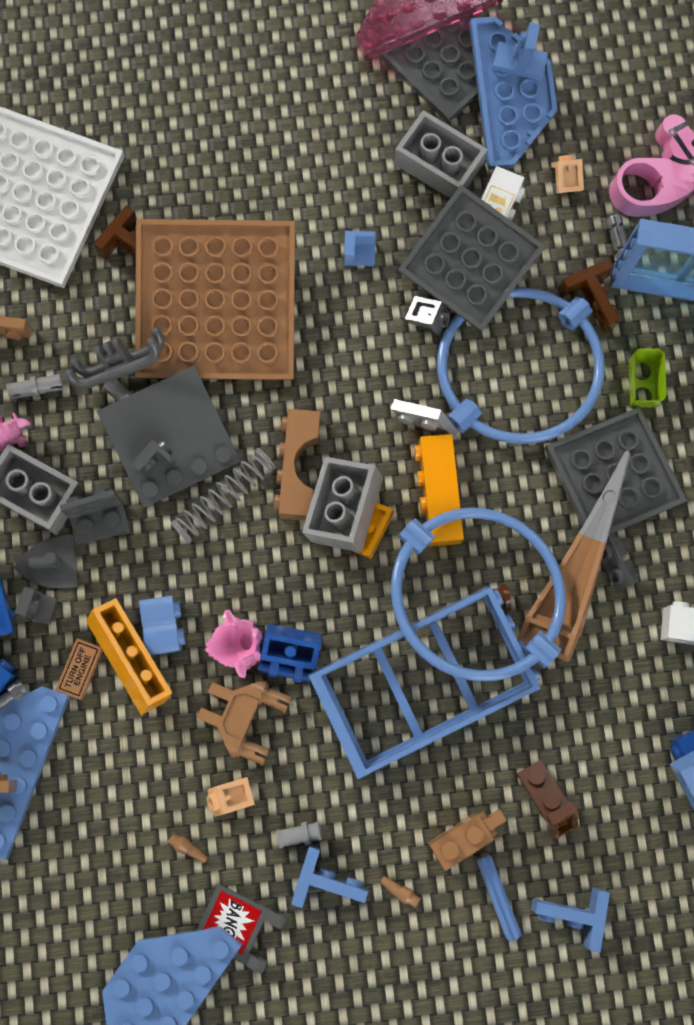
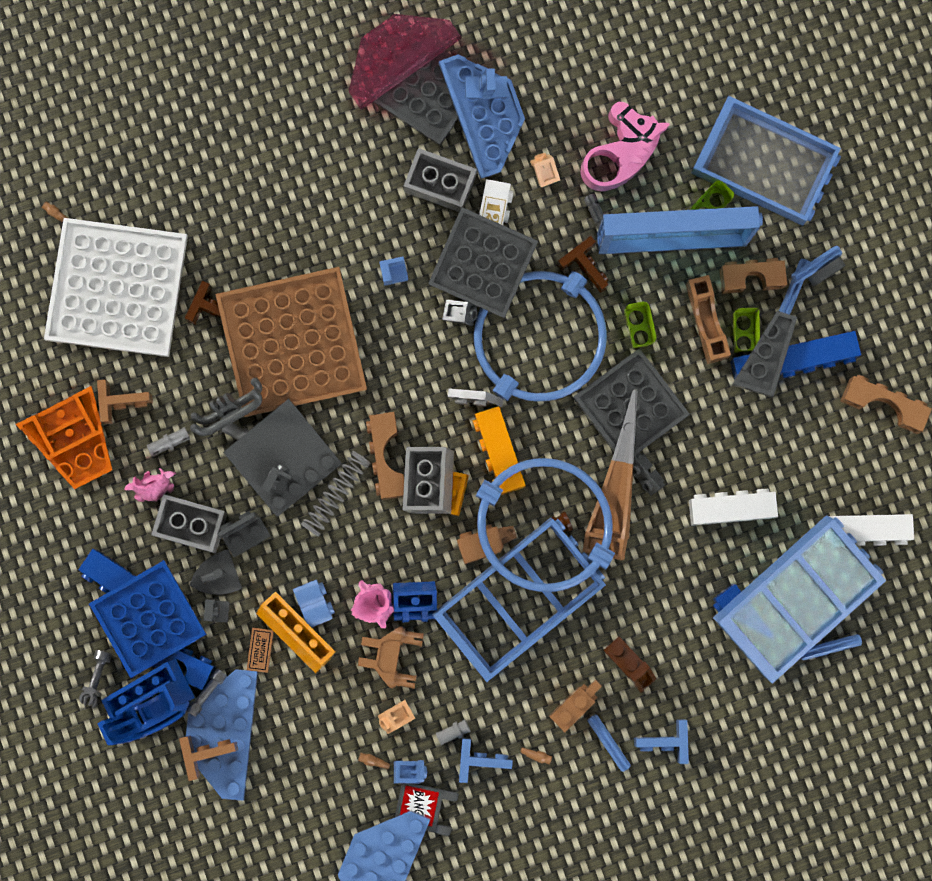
camera: 10 degrees left, 5 degrees up
(230, 874) = (409, 772): none -> medium blue bracket
(378, 602) = (470, 544): none -> medium nougat hinge

